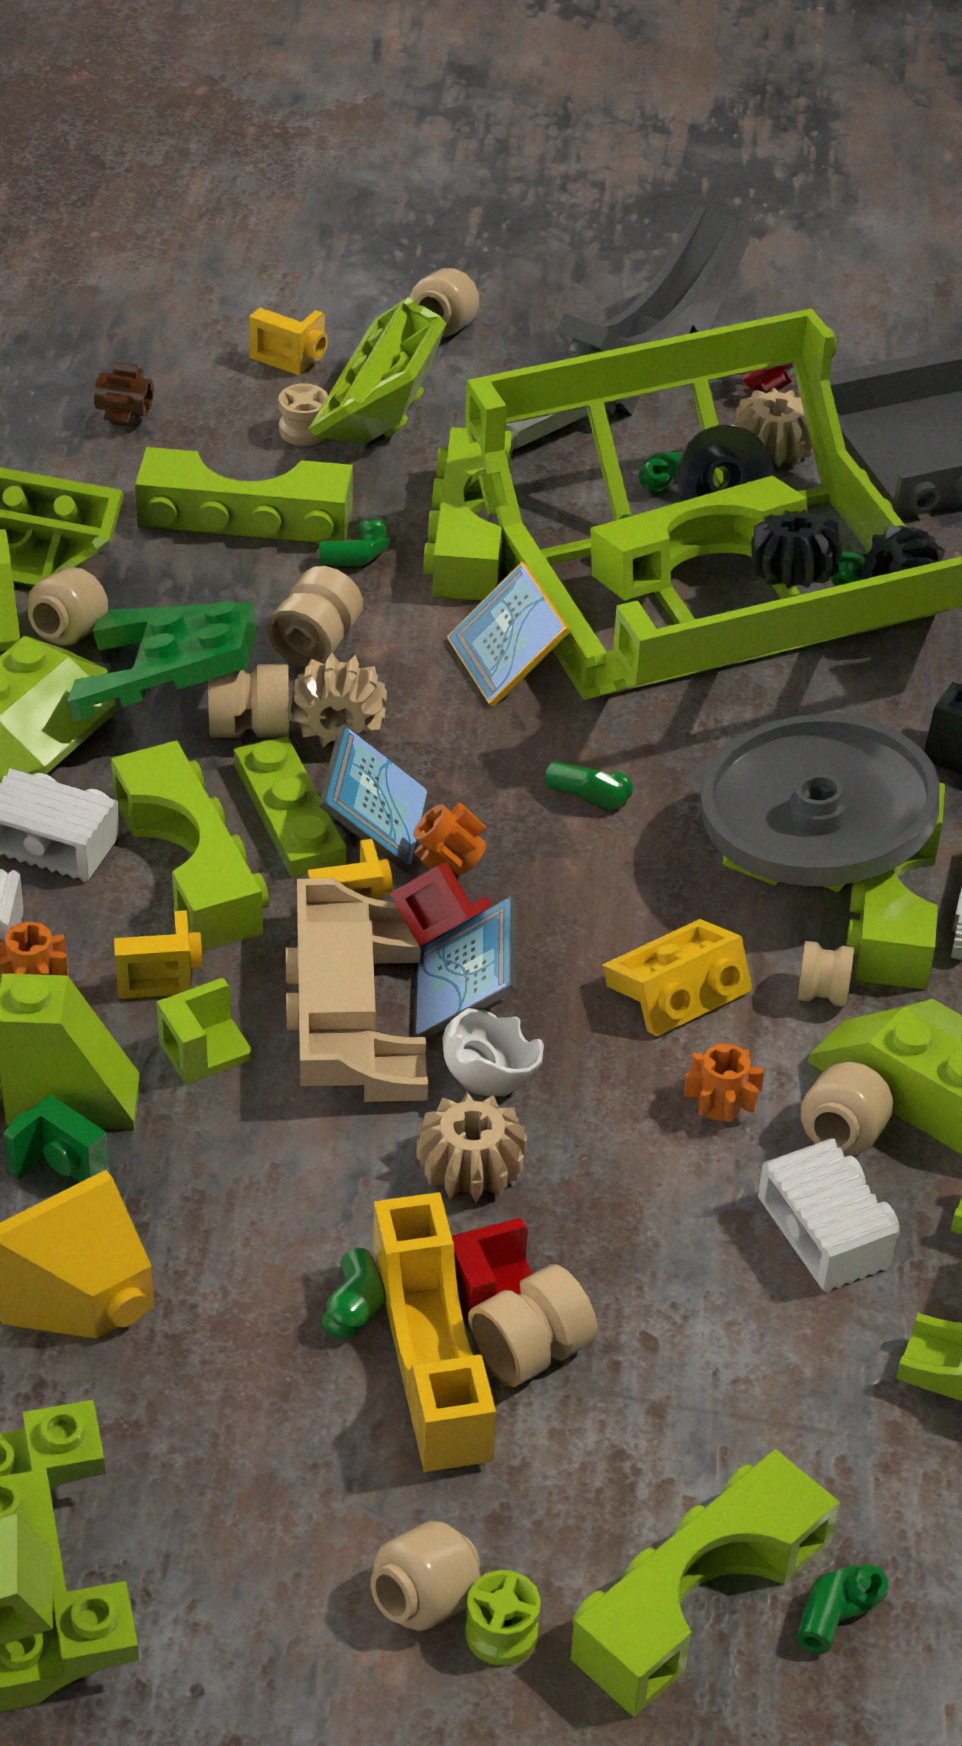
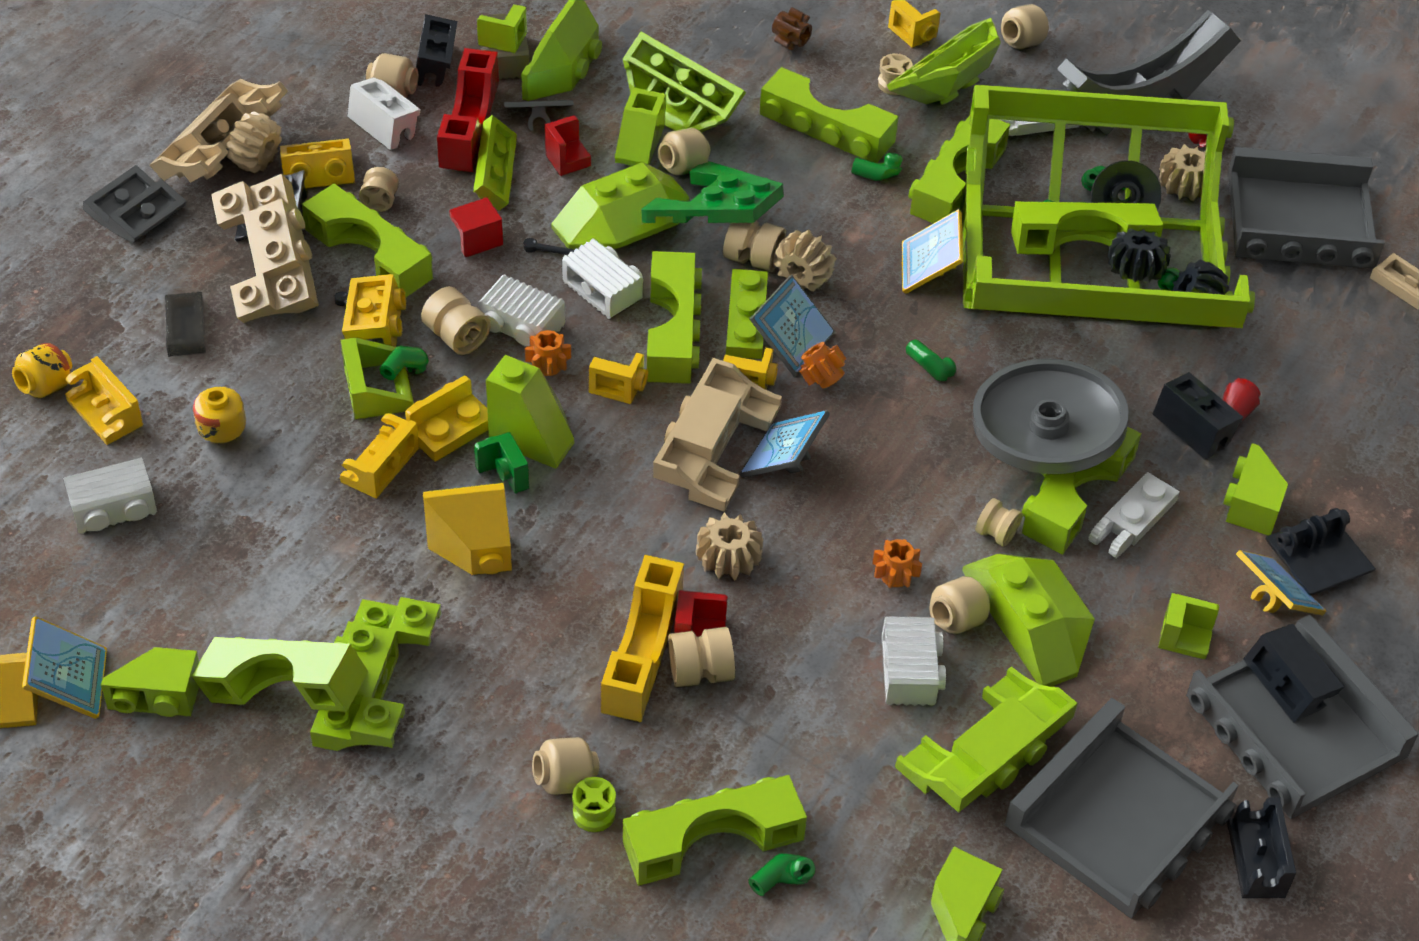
camera: 25 degrees right, 5 degrees up
(200, 1032) = (620, 427): lime panel -> none
(315, 616) = (824, 203): tan wheel -> none
(356, 1298) = (616, 606): green arm -> none
(435, 904) = (785, 400): red panel -> none
(490, 1052) = (770, 496): white hair -> none
(682, 974) = (913, 493): yellow bracket -> none

